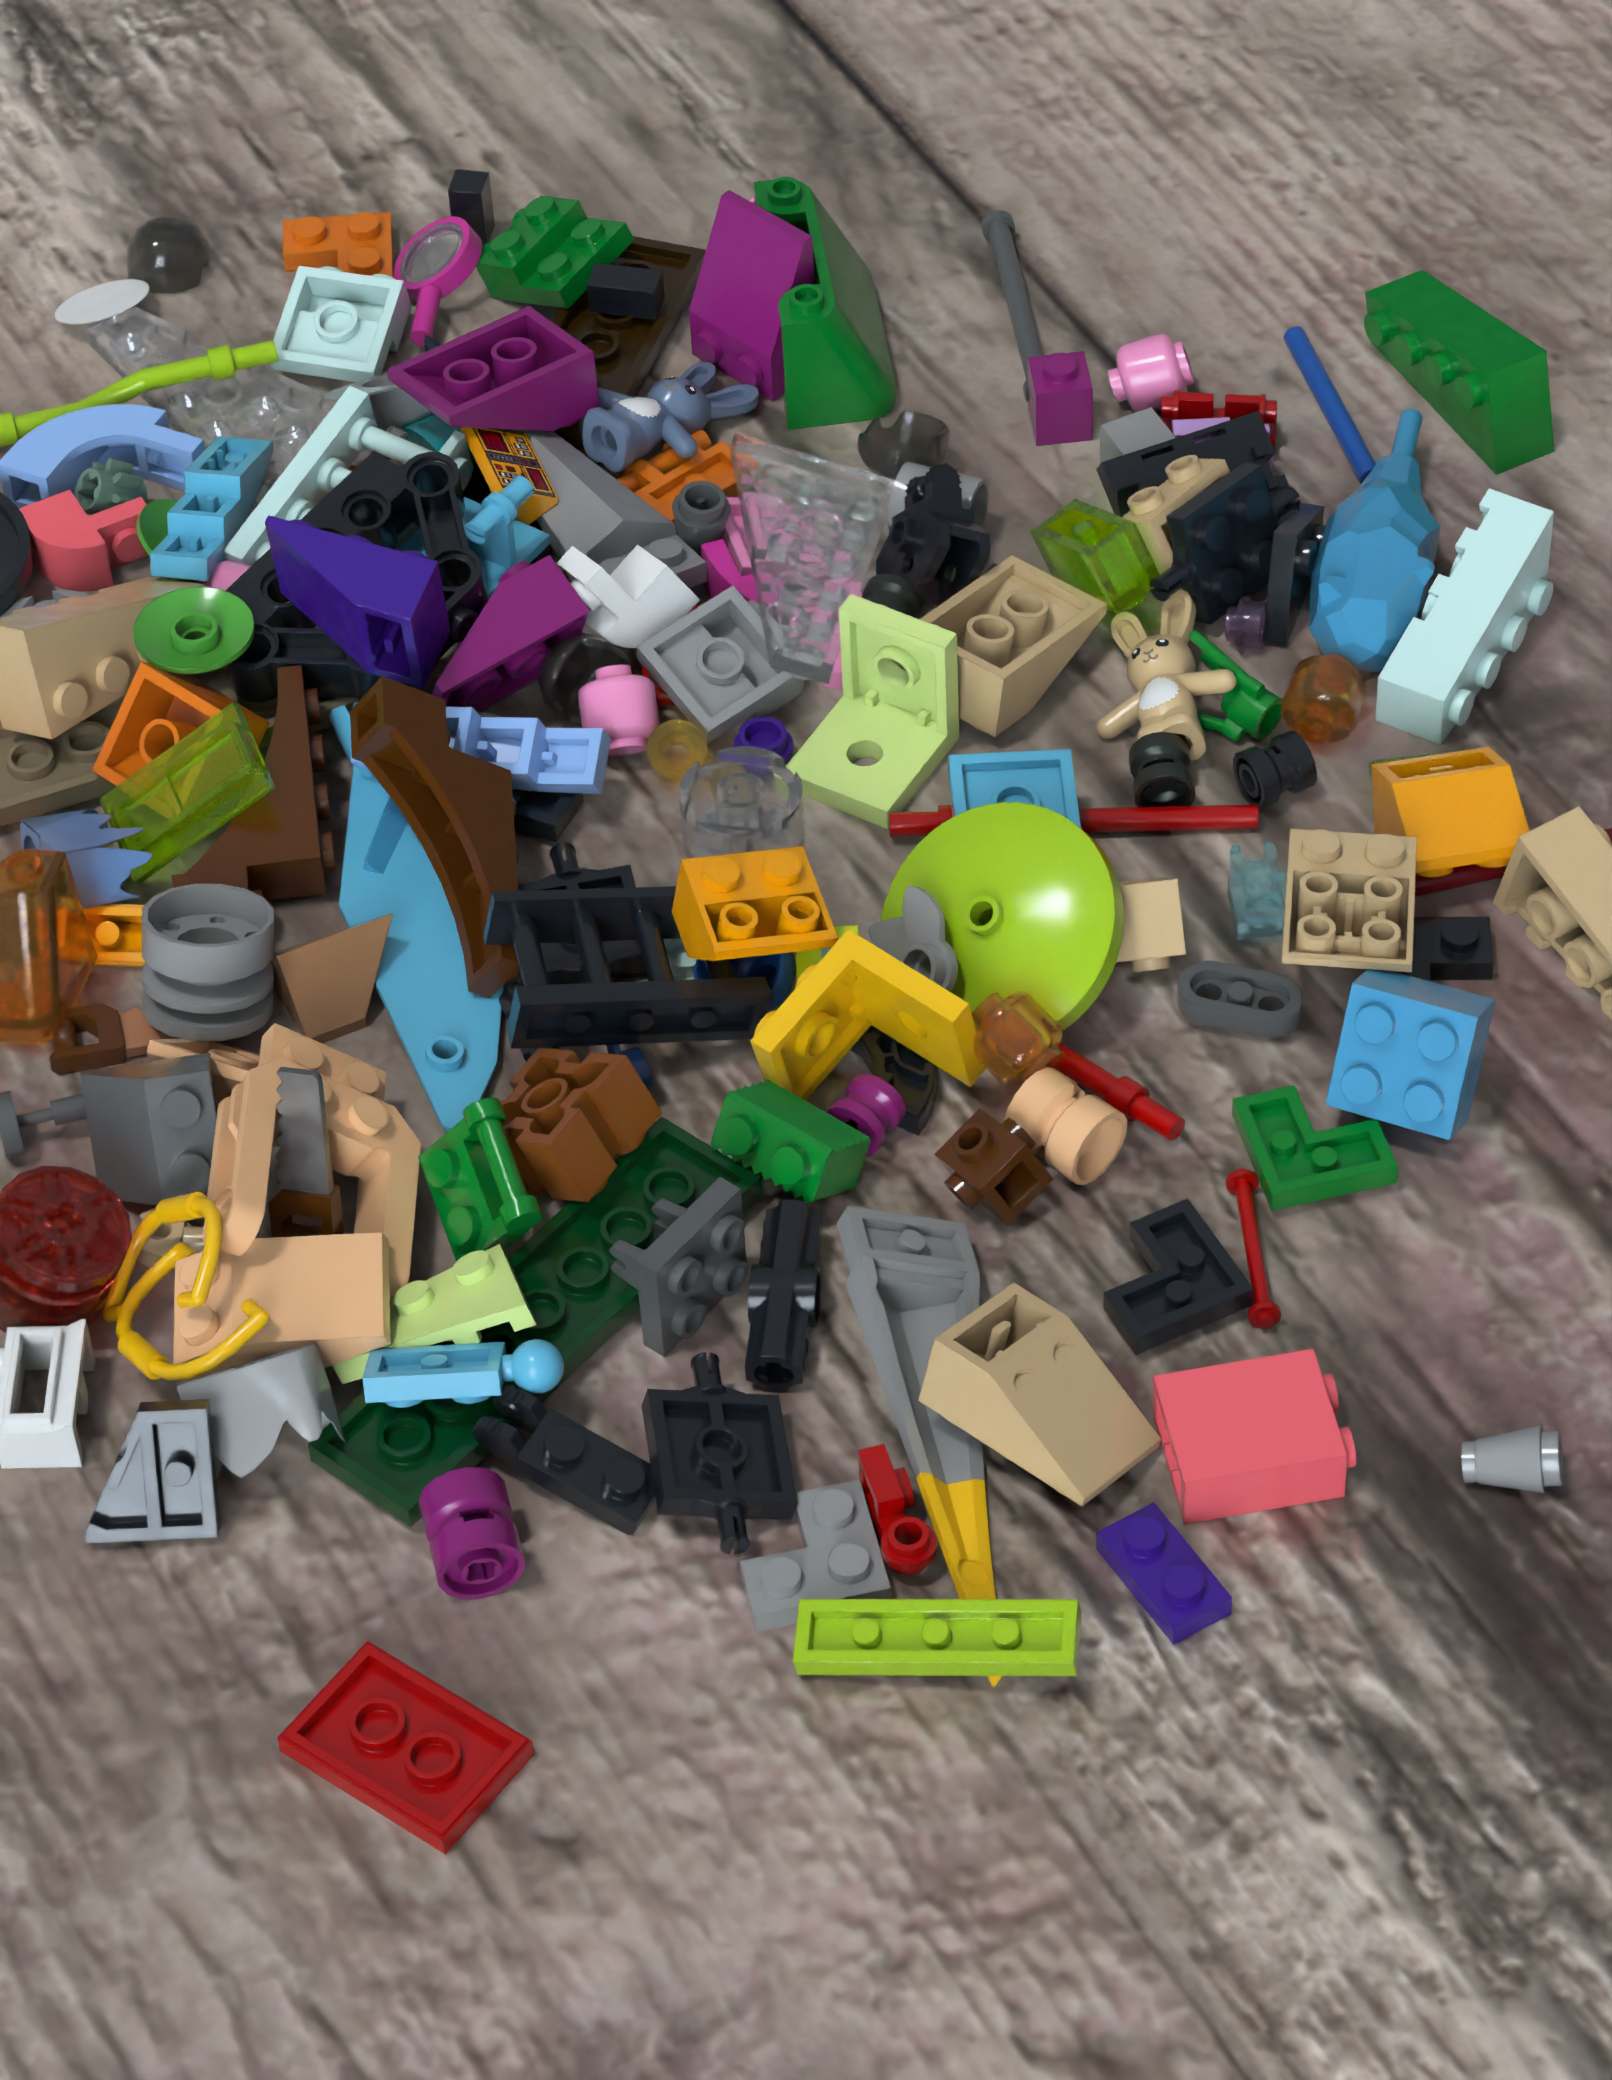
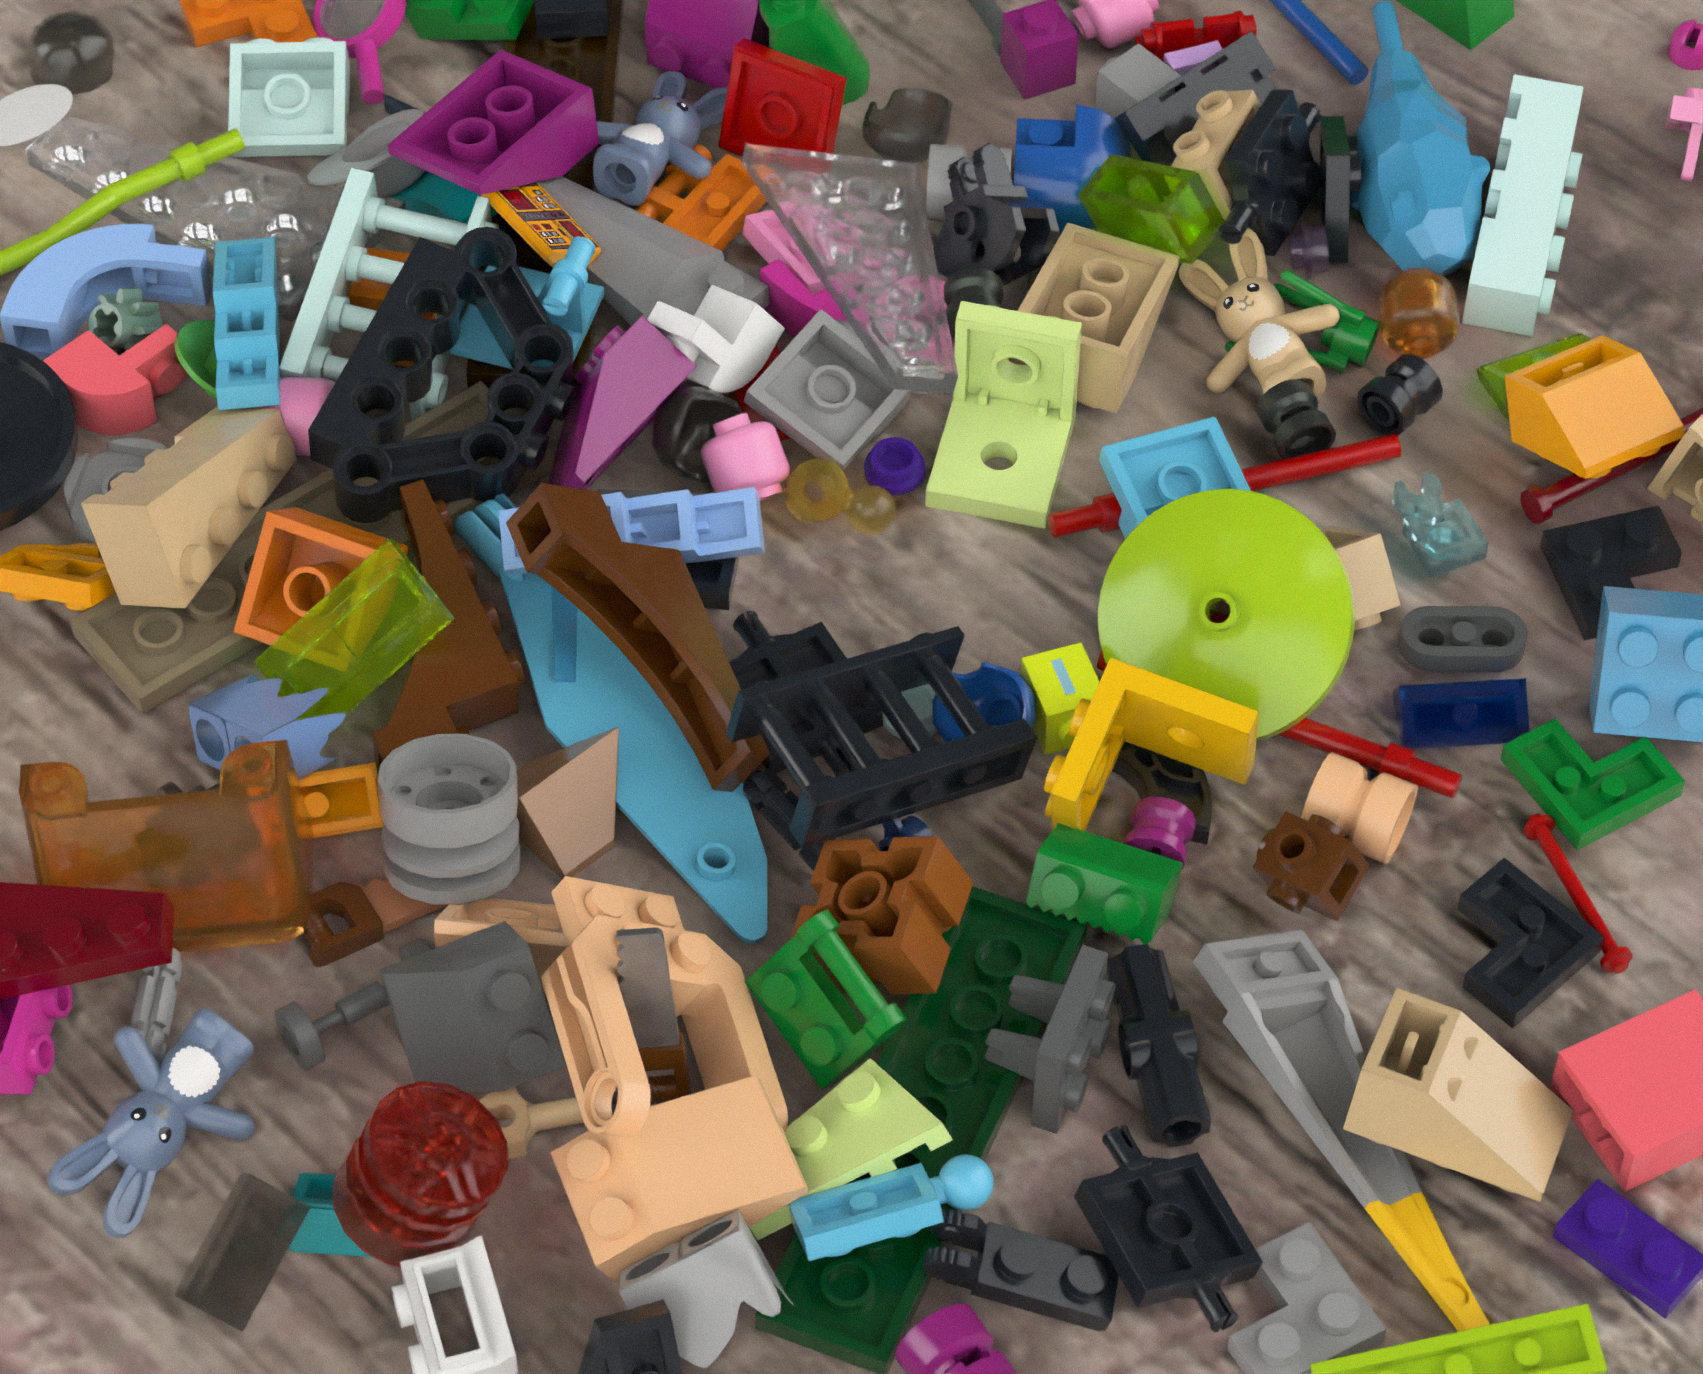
camera: 20 degrees left, 5 degrees up
(153, 1362) = (562, 1262): yellow piece -> none
(168, 1212) = (560, 1096): yellow piece -> none
(193, 630) = (304, 465): bright green dish -> none
(366, 597) = (476, 399): dark purple slope -> none
(700, 513) = (748, 237): dark grey cone -> none
(741, 804) = (915, 550): clear brick -> none
(750, 905) = (993, 653): light orange slope -> none
(782, 399) = (779, 102): none -> red tile
(905, 1541) = (1350, 1238): red plate -> none
(919, 938) = (1155, 644): light grey plate -> none
(1015, 1037) = (1291, 730): clear orange head -> none
(1029, 494) = (1062, 156): none -> blue brick
(1210, 1064) = (1461, 713): none -> clear blue slope
(1349, 900) = (1550, 525): tan slope -> none

